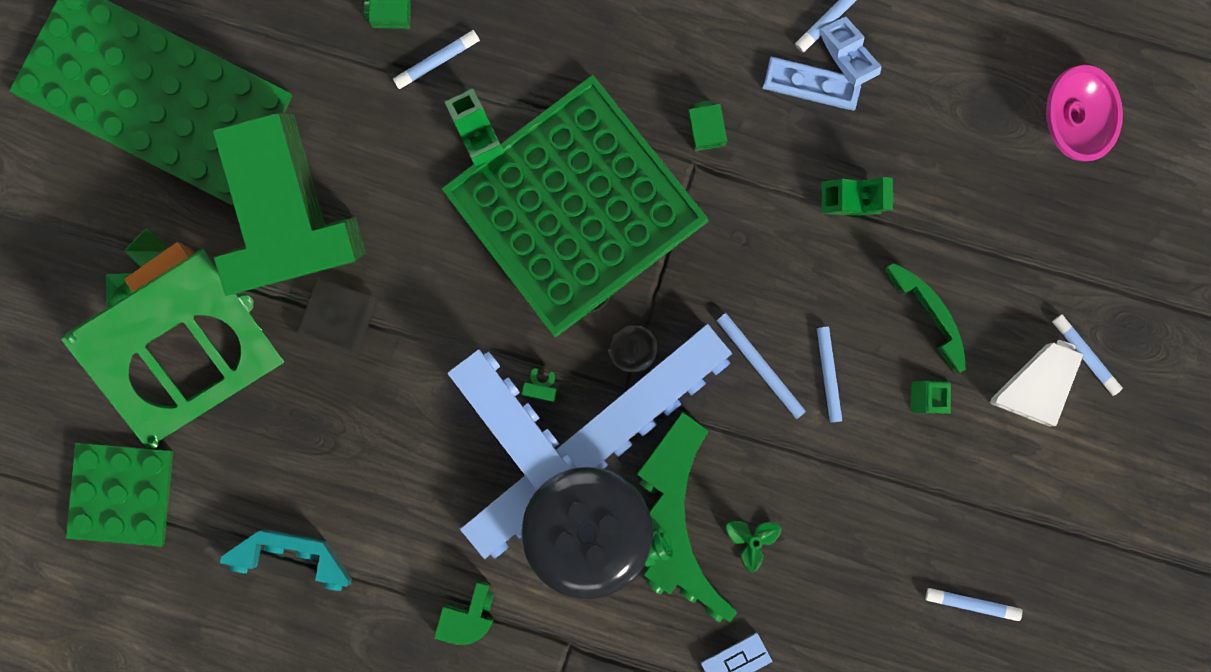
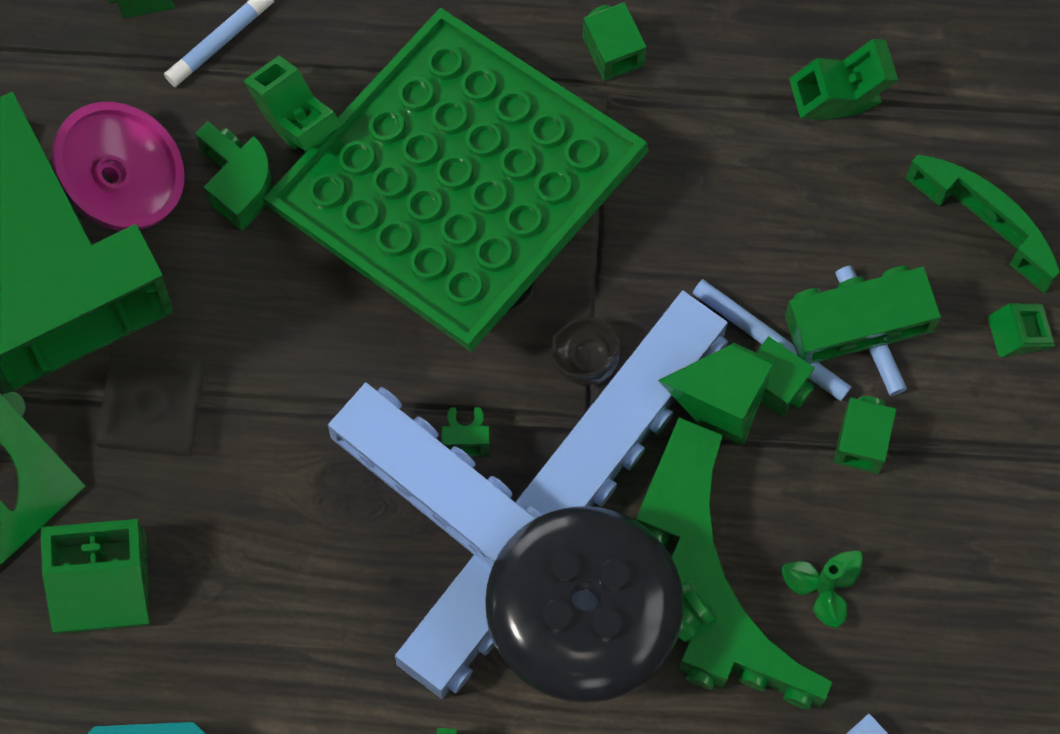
camera: 15 degrees left, 15 degrees down
(279, 430) = (96, 576): none -> green slope
(364, 142) = (128, 149): none -> dark pink dish
(432, 172) = (243, 178): none -> green brick
(717, 399) = (722, 390): none -> green slope
(757, 396) = (788, 380): none -> green brick
(805, 447) = (864, 434): none -> green brick
(824, 367) = (862, 314): none -> green brick

